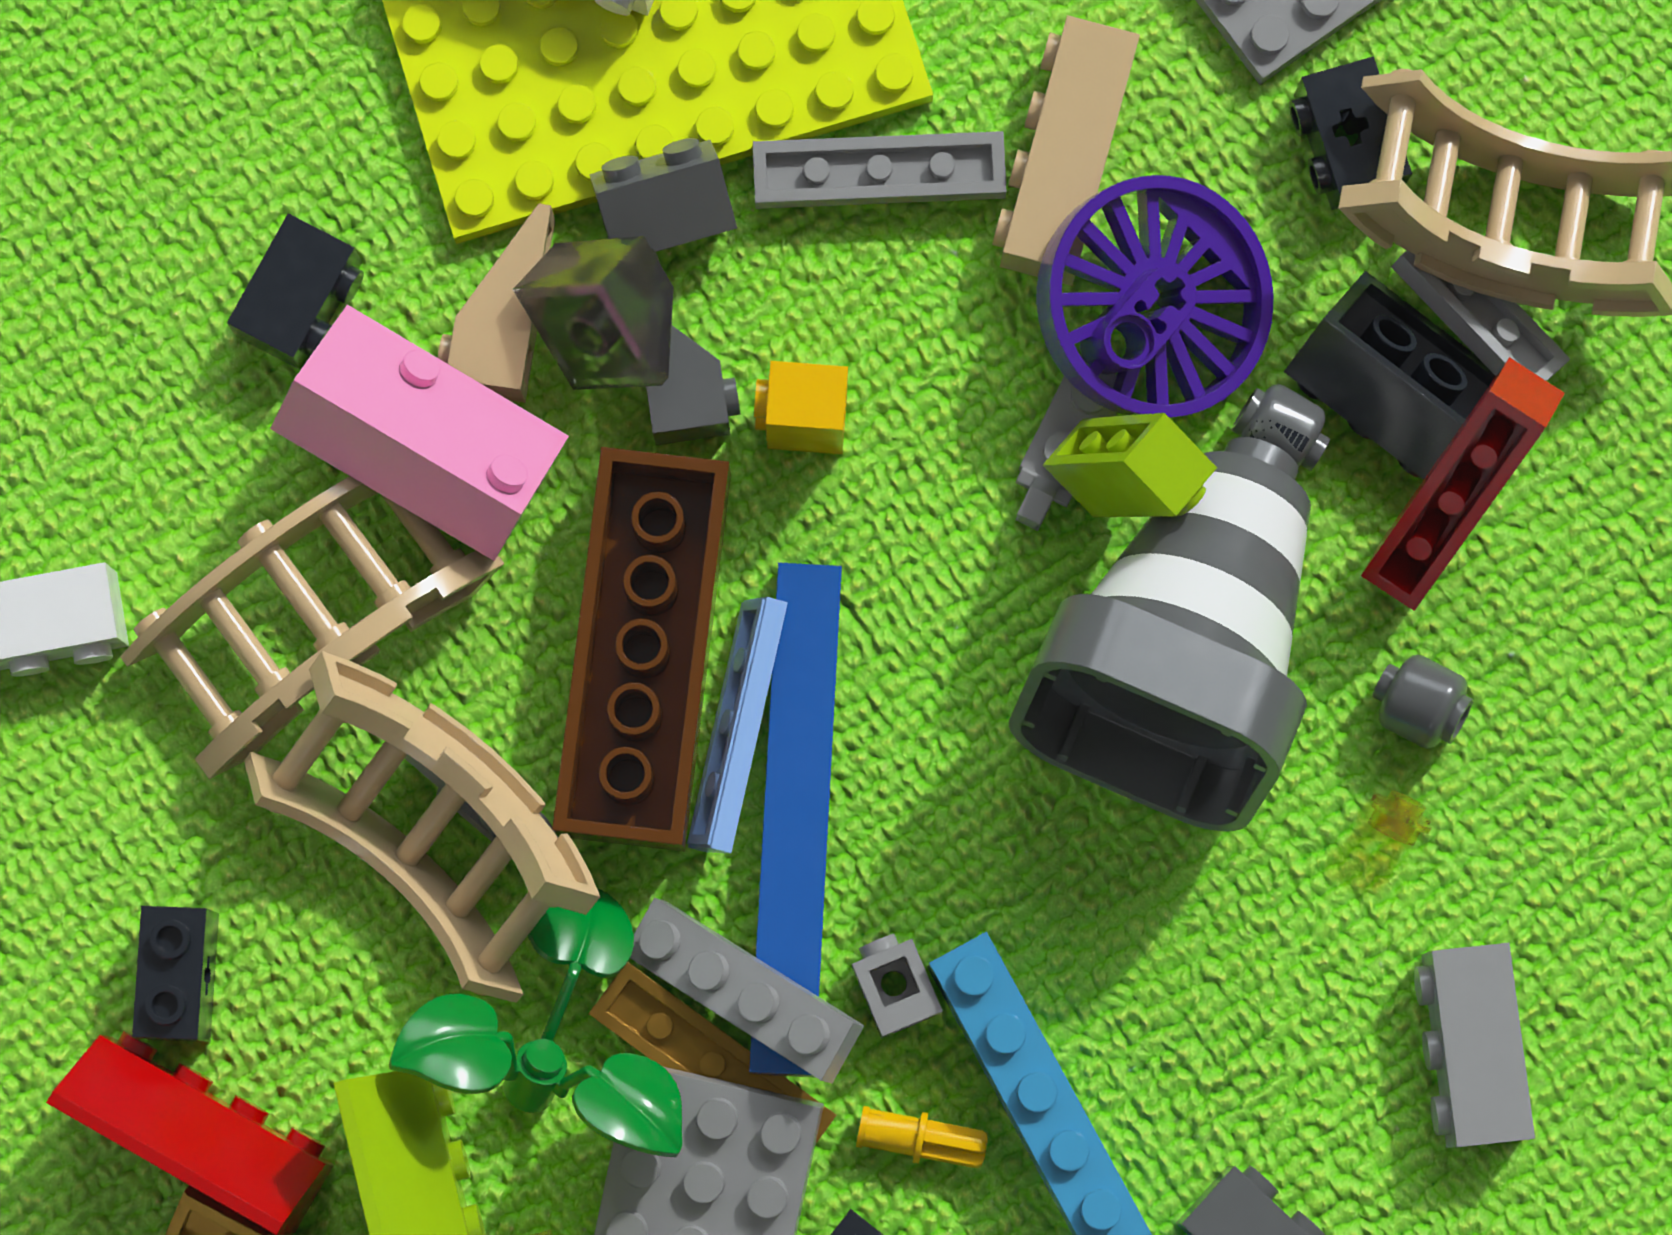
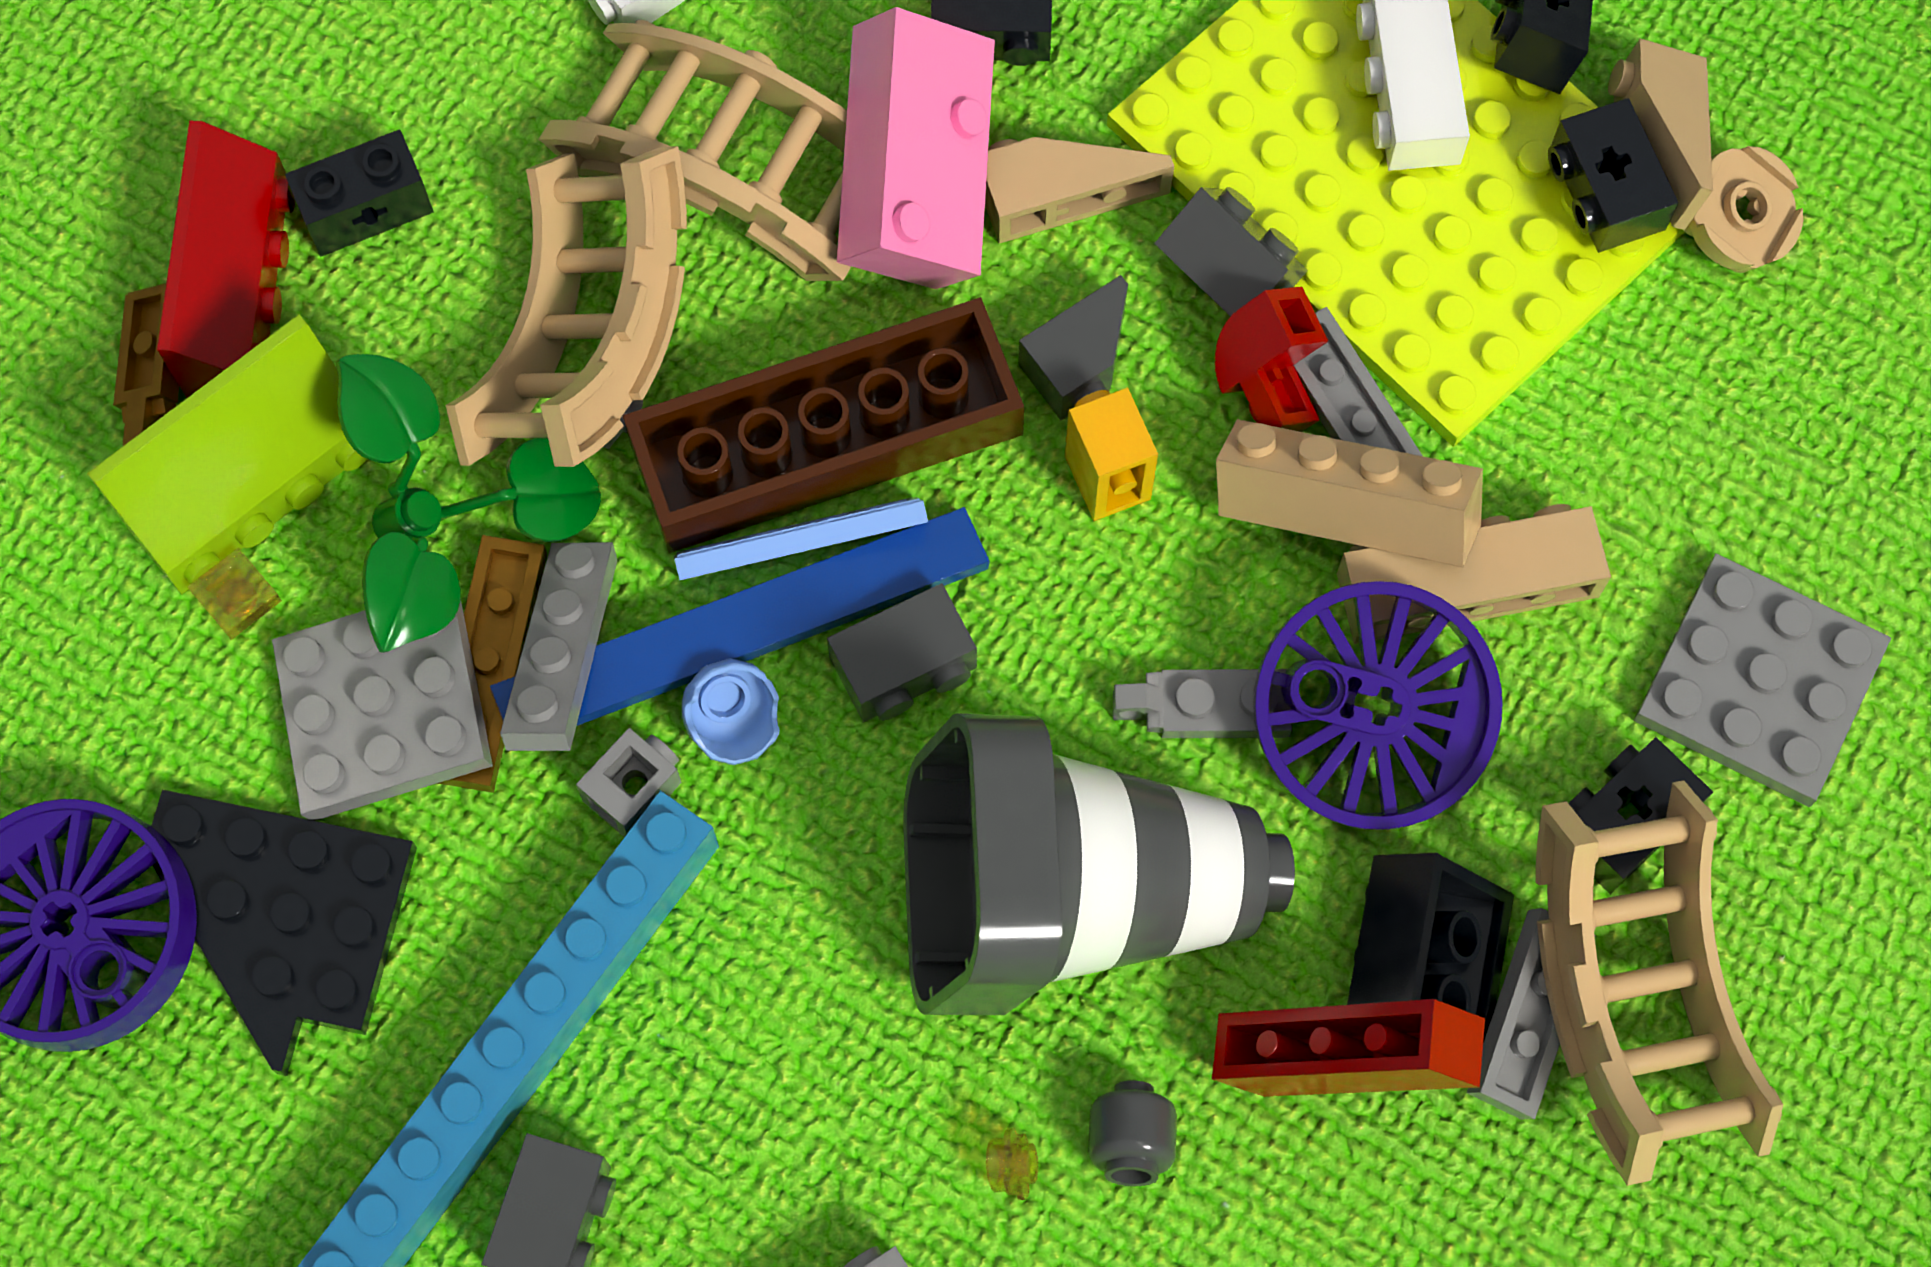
camera: 65 degrees right, 10 degrees down
(602, 311) = (1102, 244): clear smoke slope -> none
(778, 226) = (1260, 352): none -> red brick
(876, 865) = (731, 711): none -> light blue hair
(895, 685) = (903, 654): none -> dark grey brick
(922, 1138) = (505, 873): yellow axle -> none
(952, 217) = (1350, 492): none -> tan brick
(1131, 466) = (1199, 741): lime brick -> none
(1284, 421) = (1324, 880): dark grey head -> none

